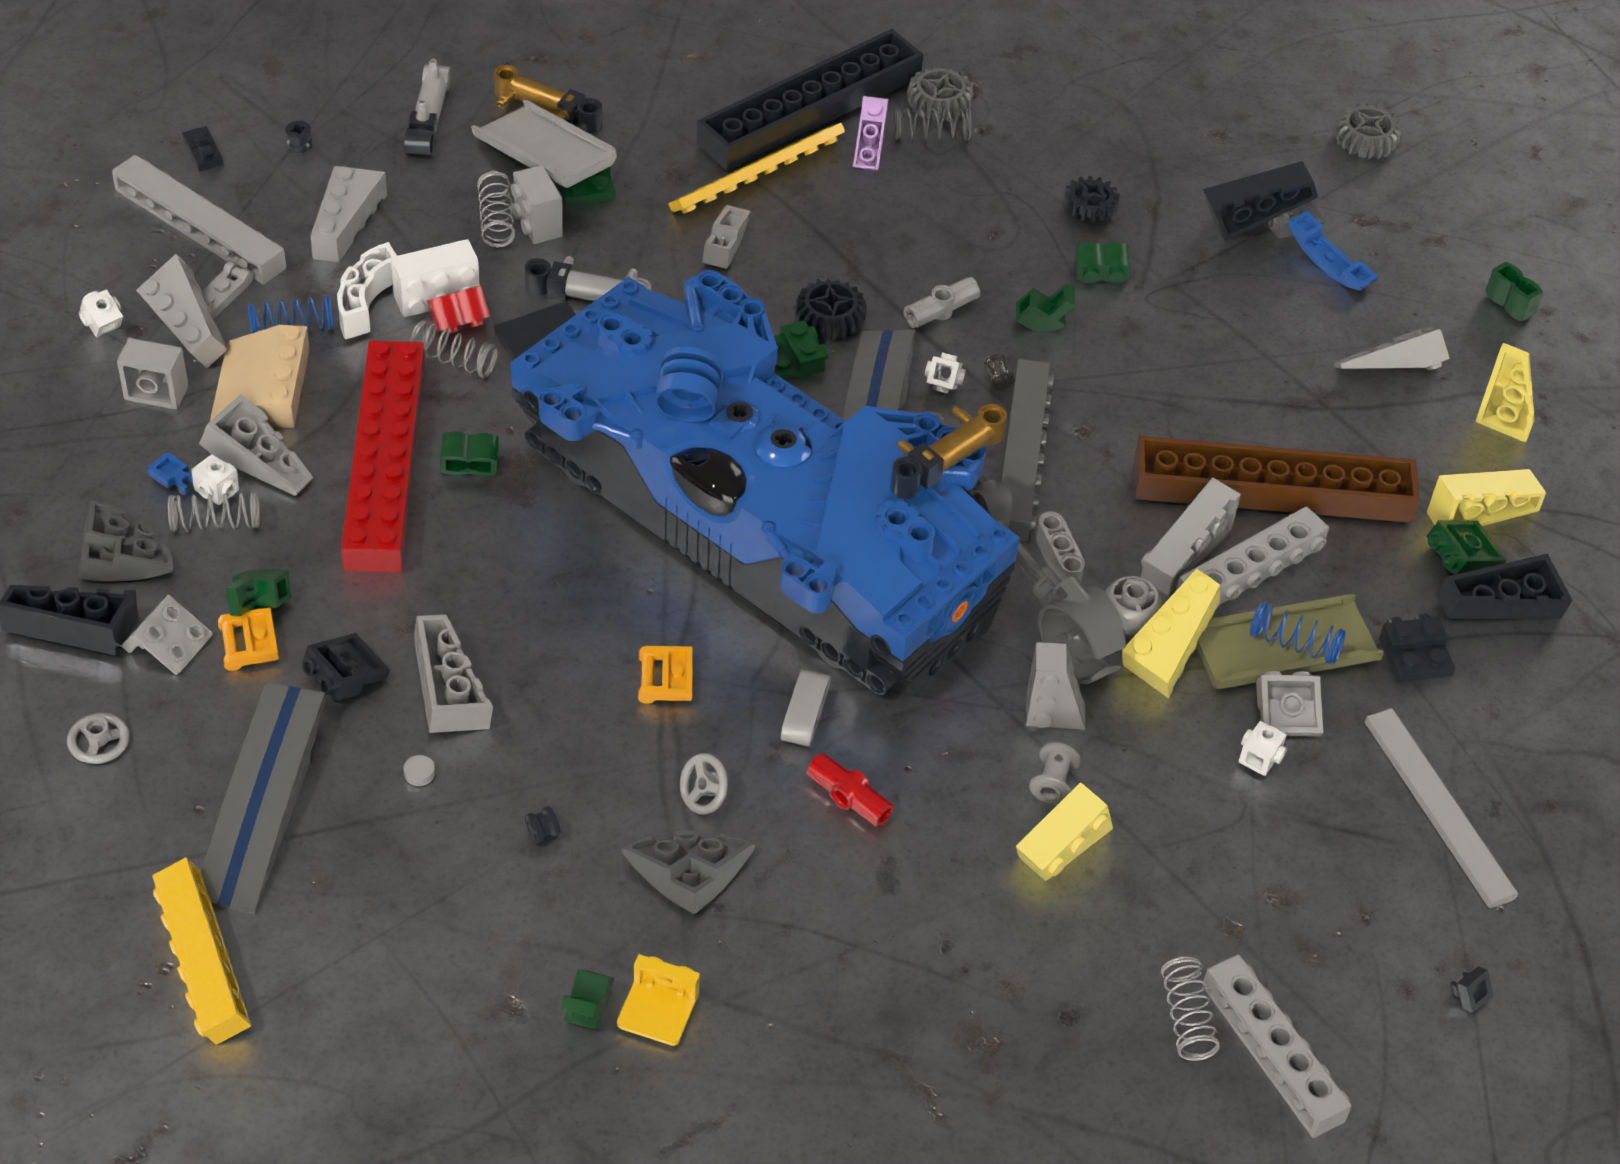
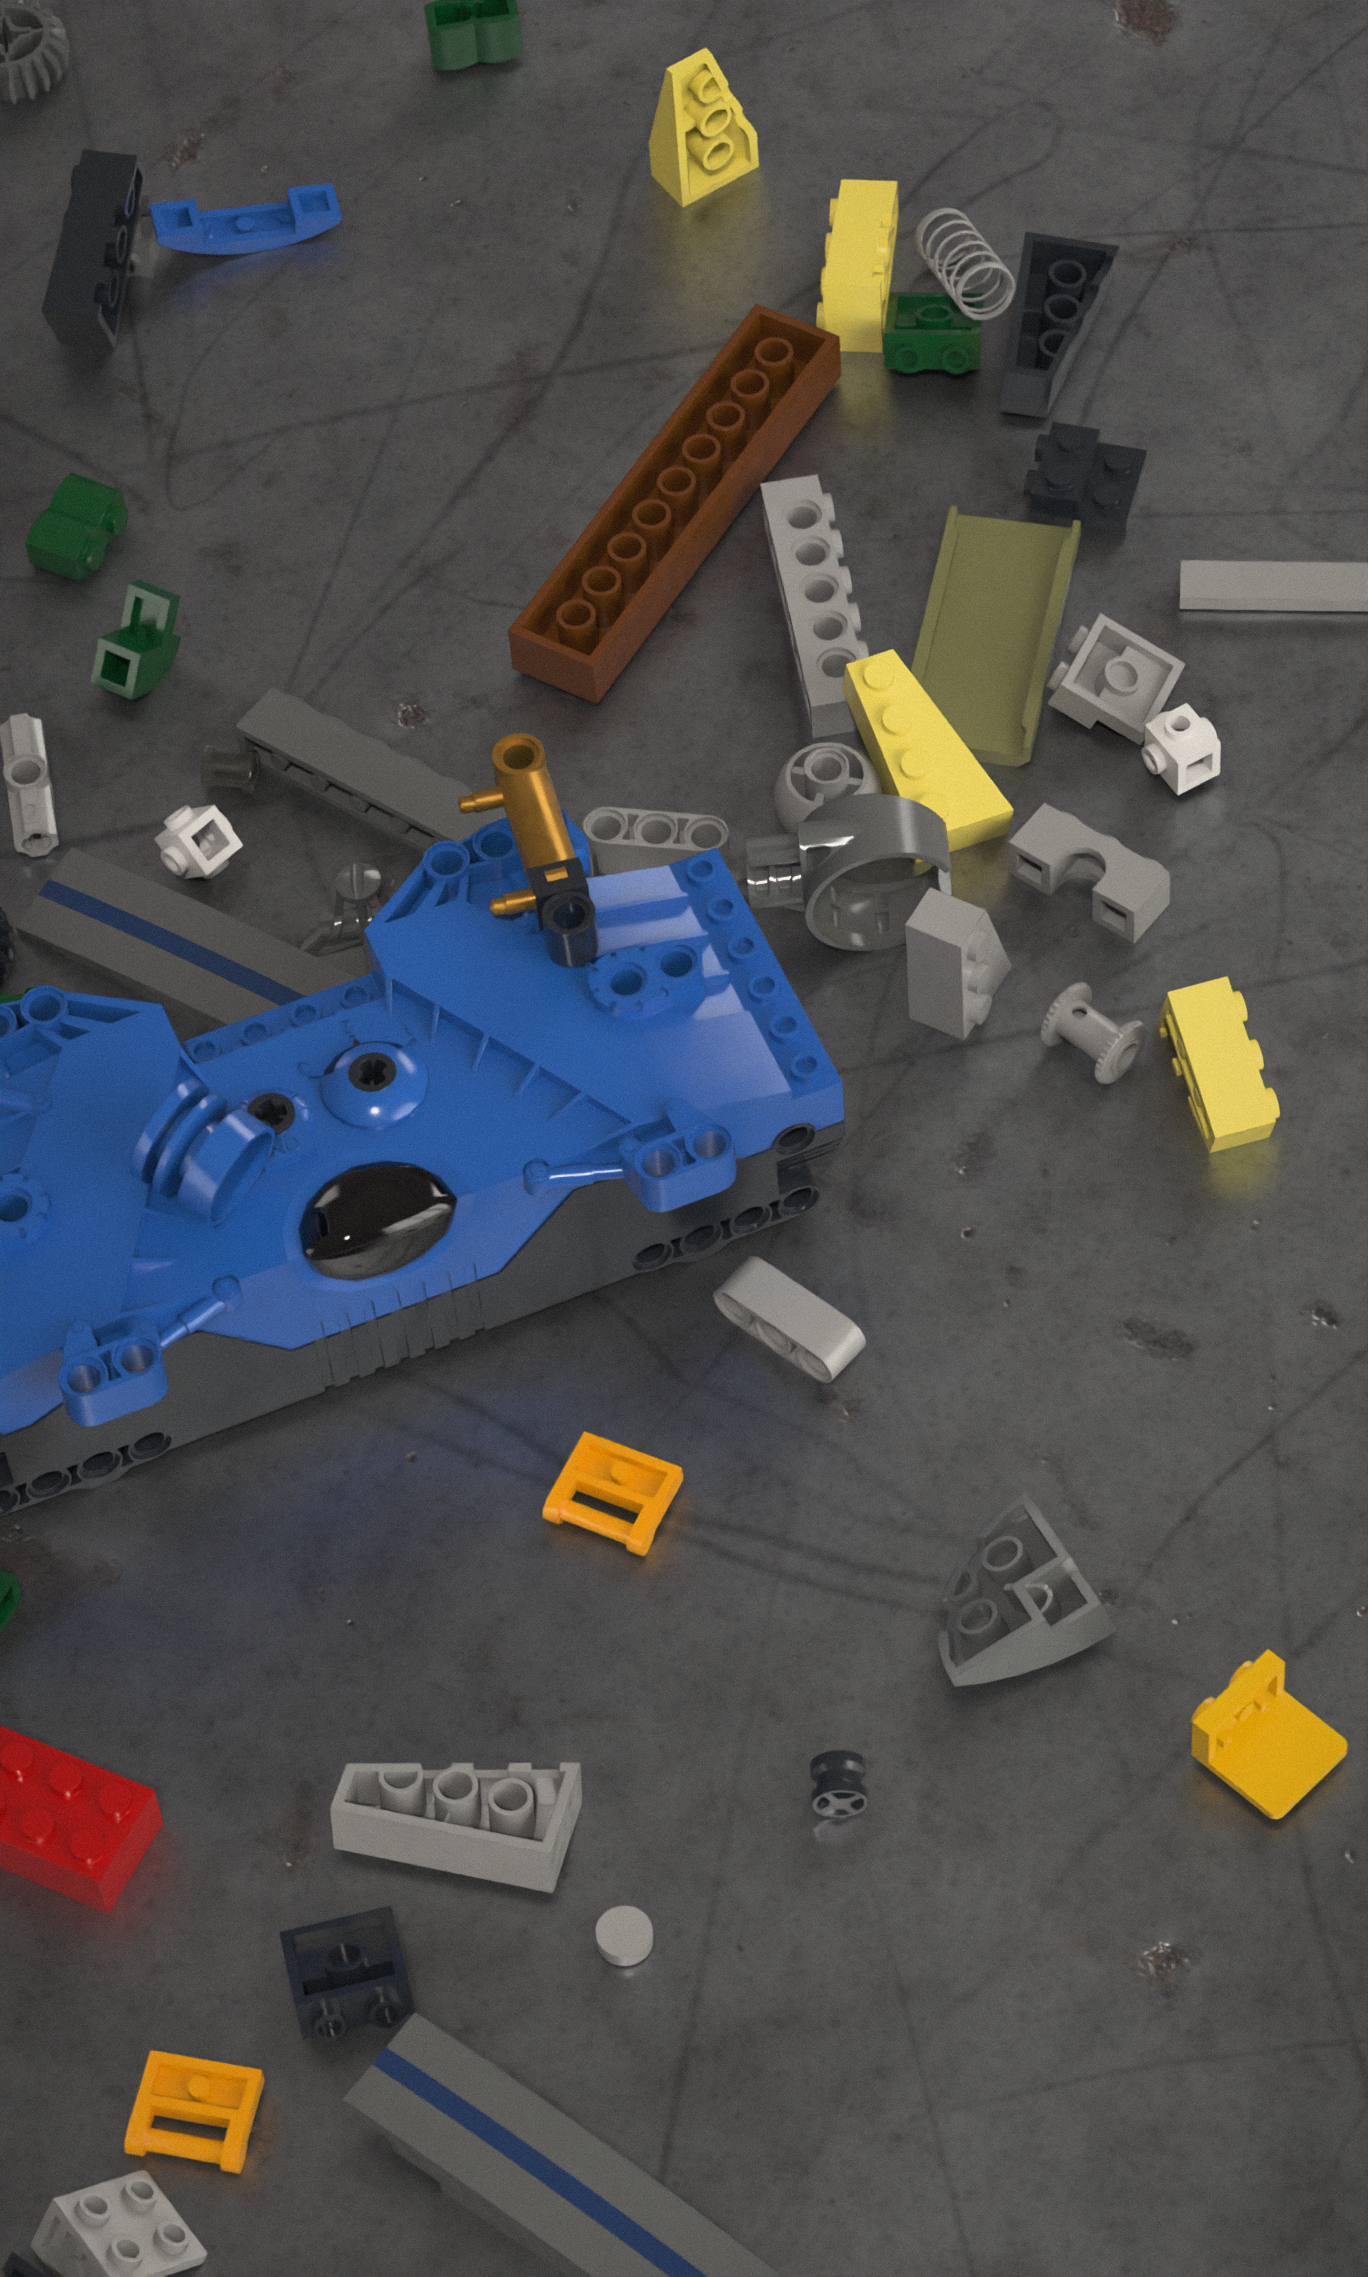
camera: 55 degrees left, 5 degrees up
(258, 588) = (101, 2051): dark green brick -> none
(587, 998) = (1216, 1836): dark green brick -> none
(707, 783) = (873, 1498): light grey piece -> none
(850, 789) = (983, 1321): red piece -> none
(1157, 756) = (1060, 848): none -> light grey arch
(1192, 536) = (733, 660): light grey wedge -> none
(1335, 647) = (1050, 567): blue piece -> none
(1411, 350) = (505, 221): light grey wedge -> none
(1513, 521) = (936, 265): none -> light grey piece

